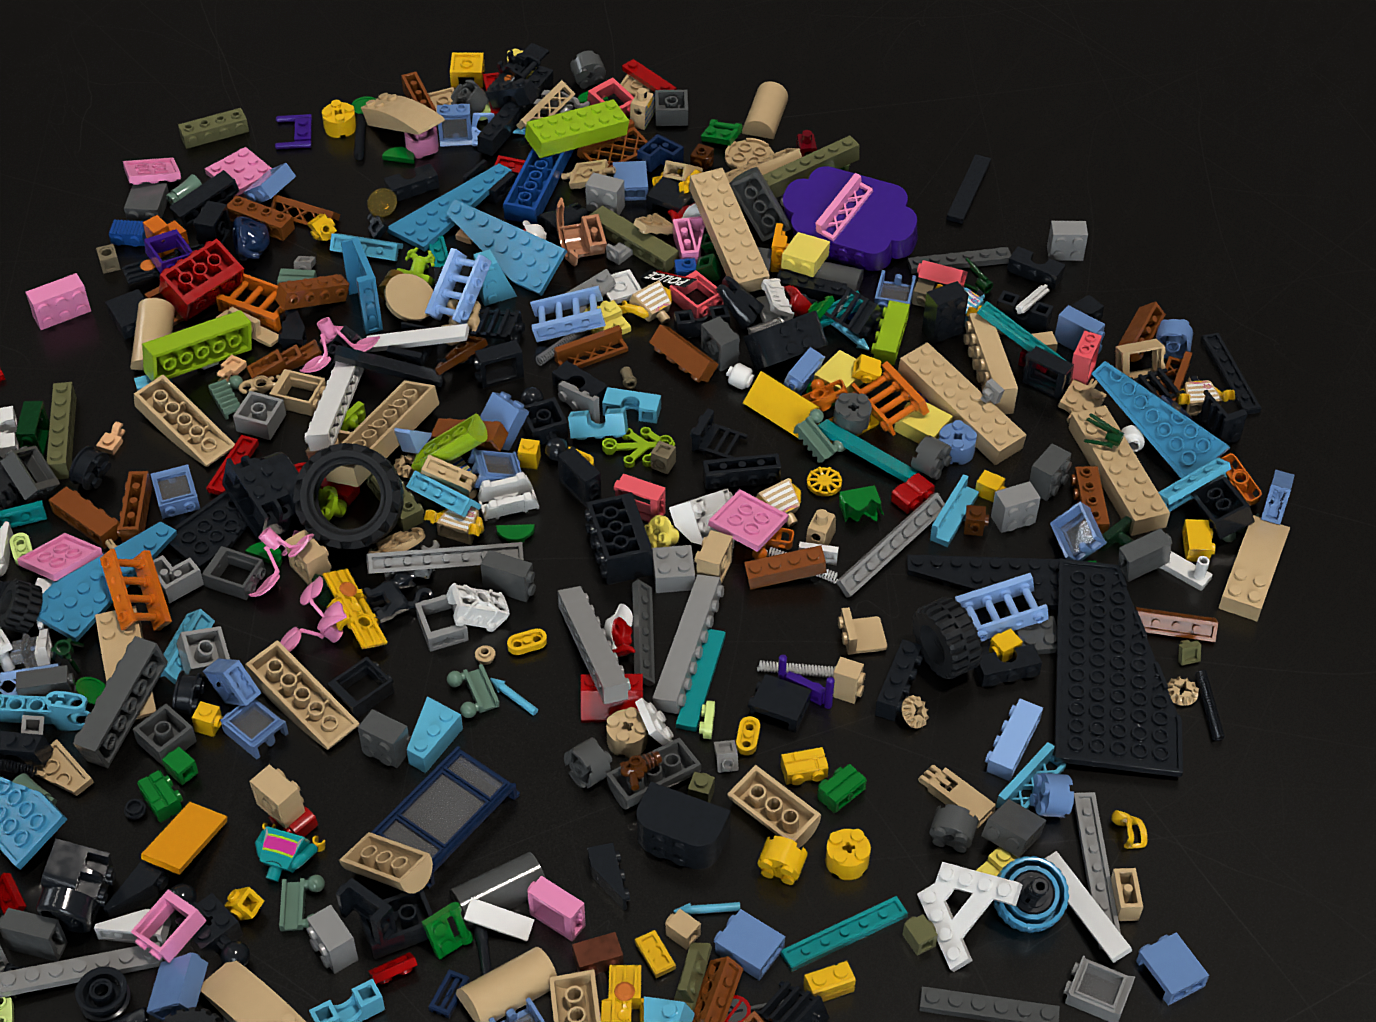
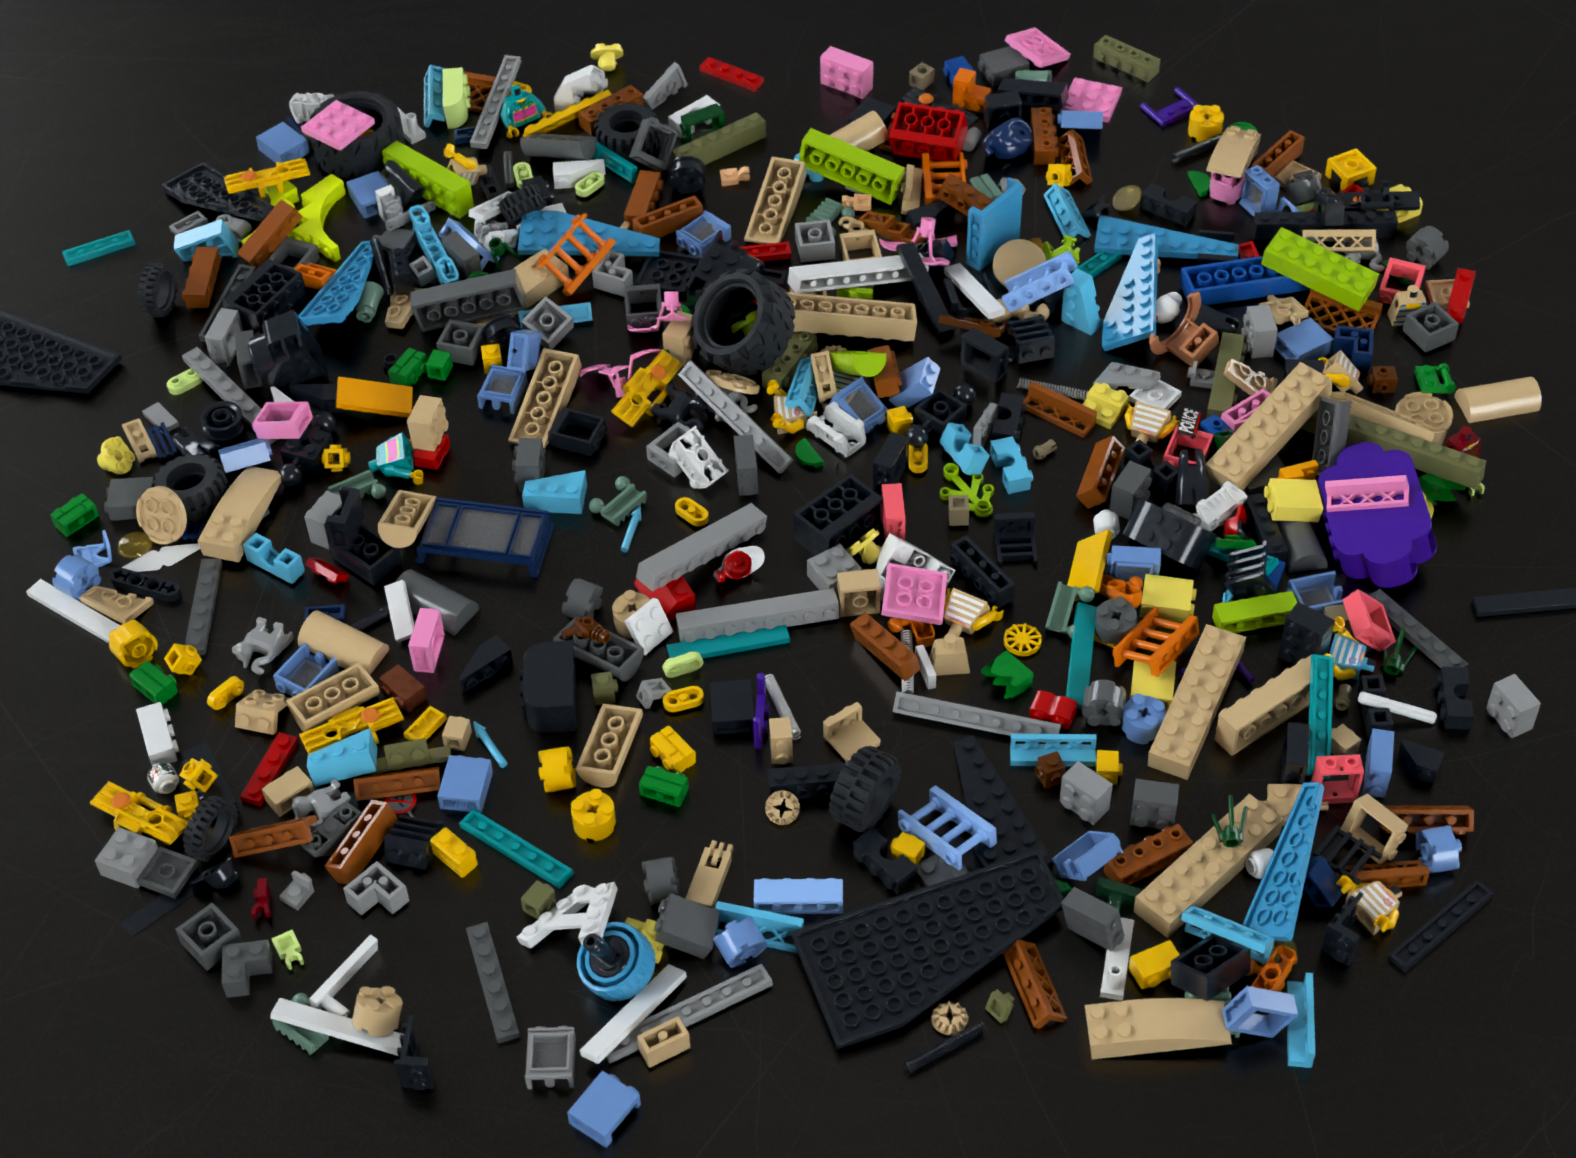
camera: 65 degrees right, 0 degrees up
(59, 557) = (596, 204): bright pink plate -> none
(172, 240) = (940, 87): dark purple window -> none
(411, 440) = (852, 338): light blue slope -> none
(440, 933) = (366, 581): green plate -> none
(485, 655) = (662, 492): tan plate -> none
(570, 324) = (1078, 383): light blue fence -> none
(643, 632) = (751, 581): dark grey plate -> none
(866, 368) = (1176, 607): yellow brick -> none
(992, 392) = (1211, 711): light grey tile -> none
(1124, 819) = (757, 1014): yellow piece -> none
(1300, 493) = (1301, 1029): none -> medium azure fence

